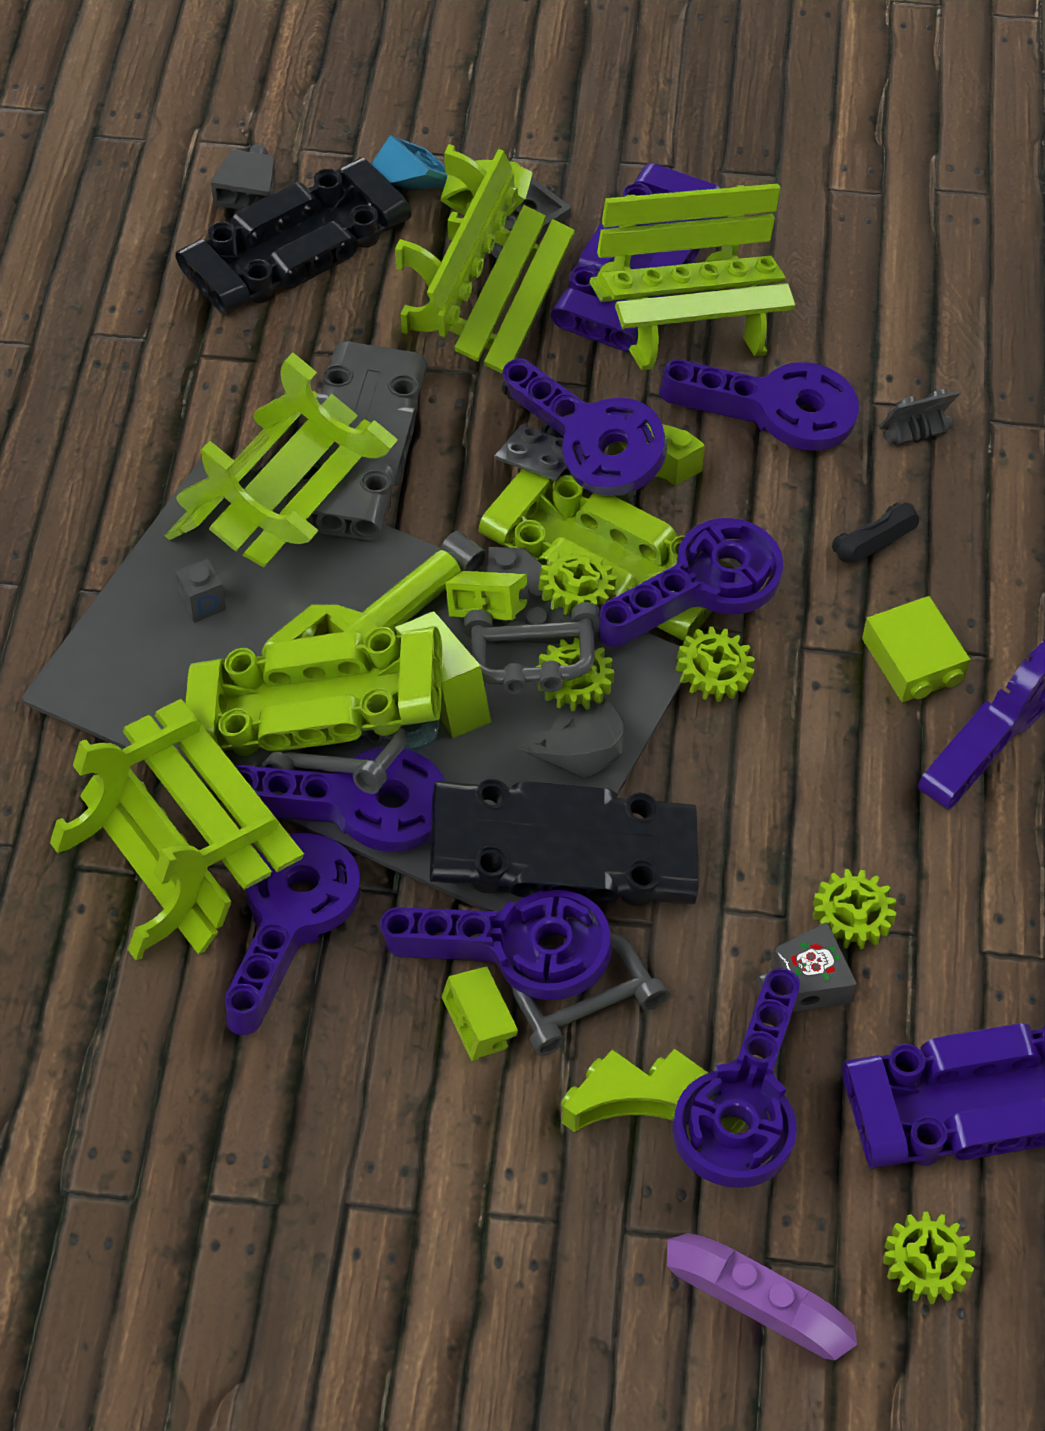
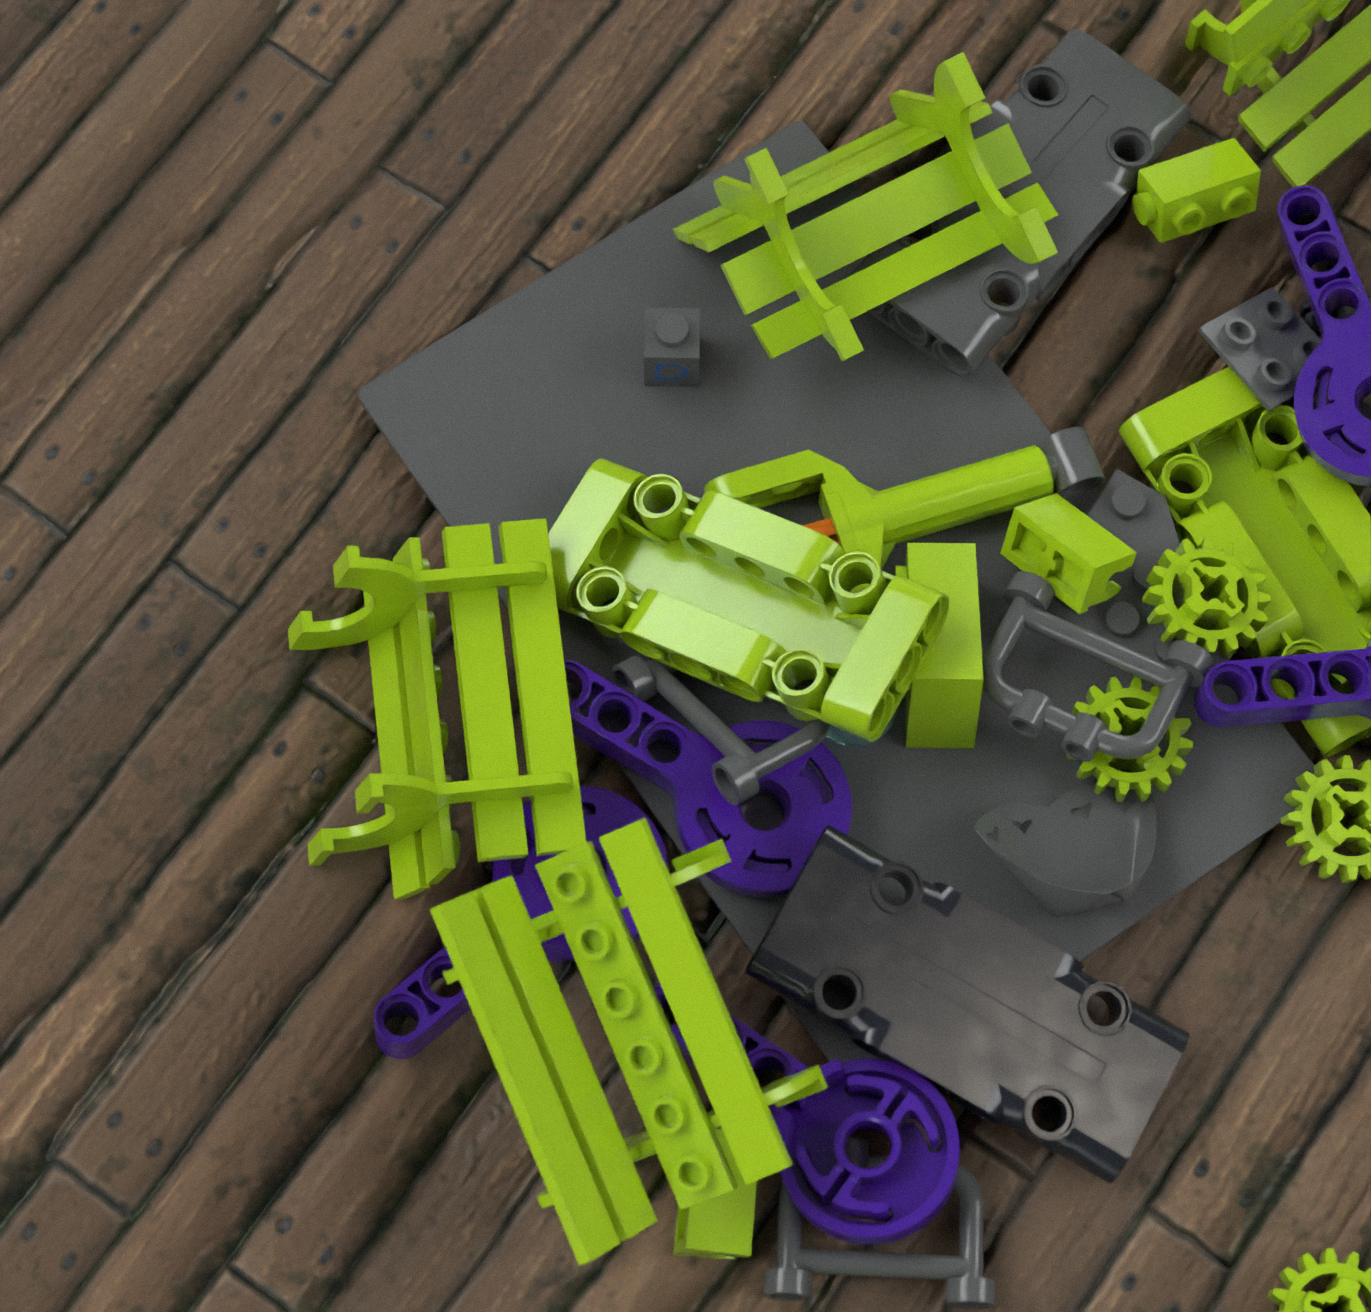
camera: 30 degrees right, 15 degrees up
(387, 916) = (547, 1067): none -> lime piece
(452, 394) = (1196, 190): none -> lime brick

